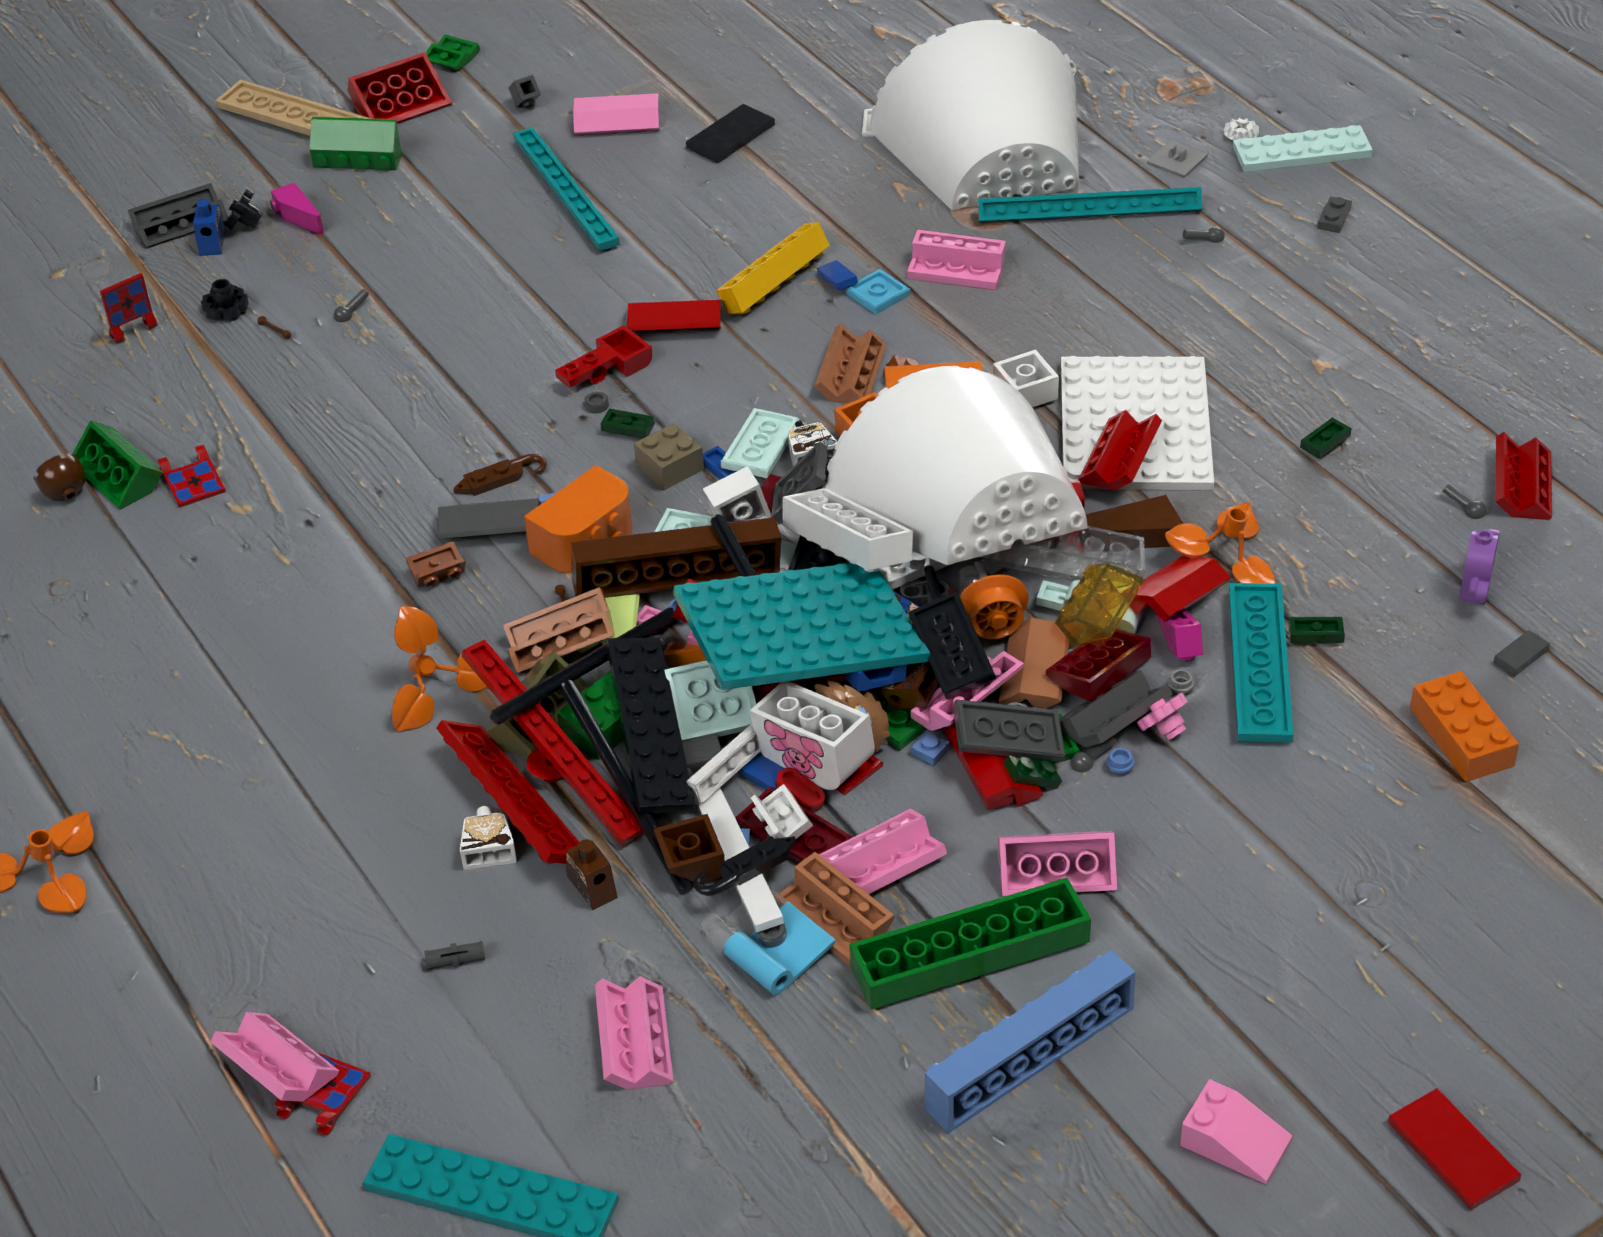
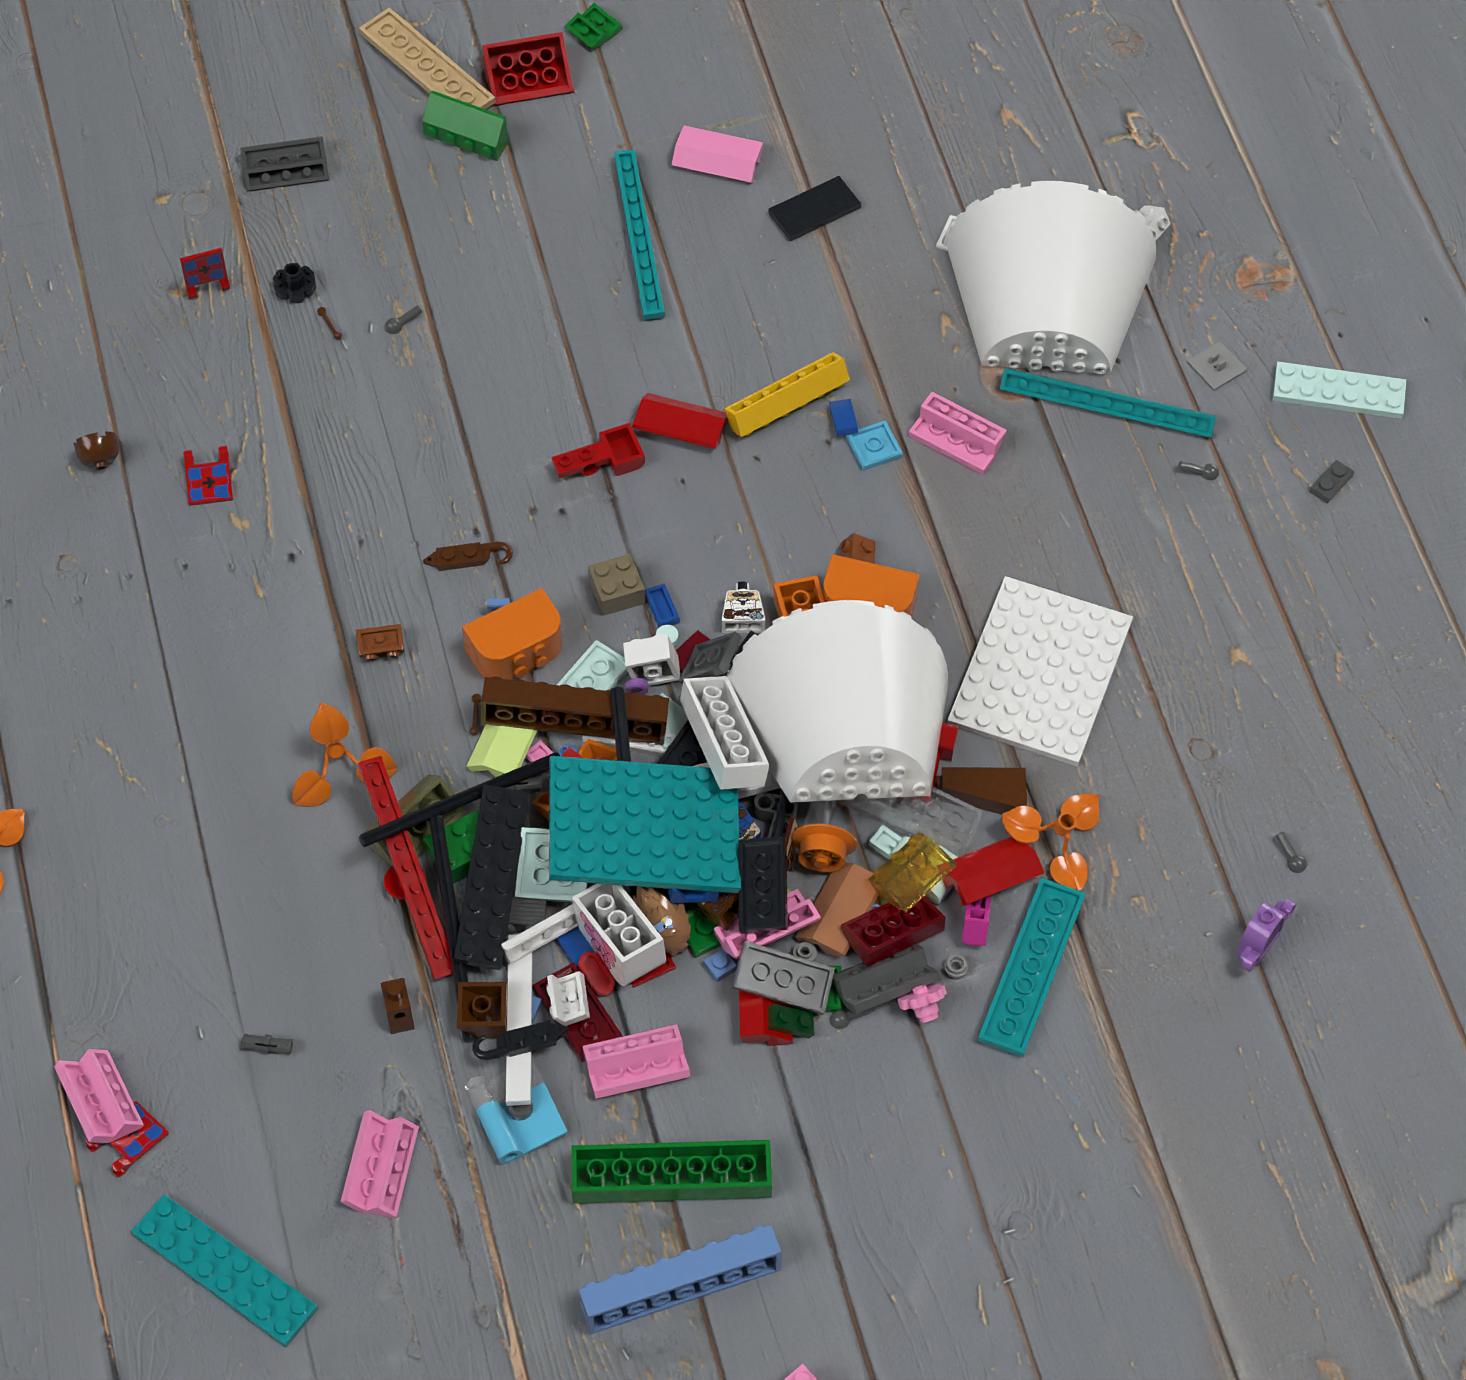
camera: 15 degrees right, 15 degrees up
(115, 465) = (147, 445): green slope -> none
(208, 220) = (307, 186): blue torso -> none
(243, 211) = (341, 179): black plant -> none
(296, 208) = (389, 185): dark pink slope -> none
(484, 518) = (439, 603): dark grey slope -> none
(486, 840) = (327, 941): white torso -> none
(510, 790) = (362, 903): red plate -> none
(524, 91) = (641, 103): dark grey brick -> none
(559, 629) = (456, 749): nougat slope -> none
(596, 402) = (578, 499): dark grey tile -> none
(627, 423) = (595, 534): dark green plate -> none
(759, 443) = (701, 592): light aqua tile -> none
(836, 904) = (579, 1100): nougat slope -> none
(849, 365) = (814, 528): nougat slope -> none
(1029, 376) = (958, 598): white brick -> none
(1044, 858) = (774, 1114): bright pink slope -> none
(1119, 451) = (1006, 706): red slope -> none
(1120, 761) = (870, 1030): medium blue plate -> none
(1241, 129) = (1288, 355): white gear -> none
(1316, 630) = (1095, 949): dark green plate -> none
(1325, 438) = (1199, 743): dark green plate -> none
(1464, 726) = (1171, 1091): orange brick -> none
(1521, 652) = (1261, 1029): dark grey tile -> none
(1523, 478) = (1354, 843): red slope -> none

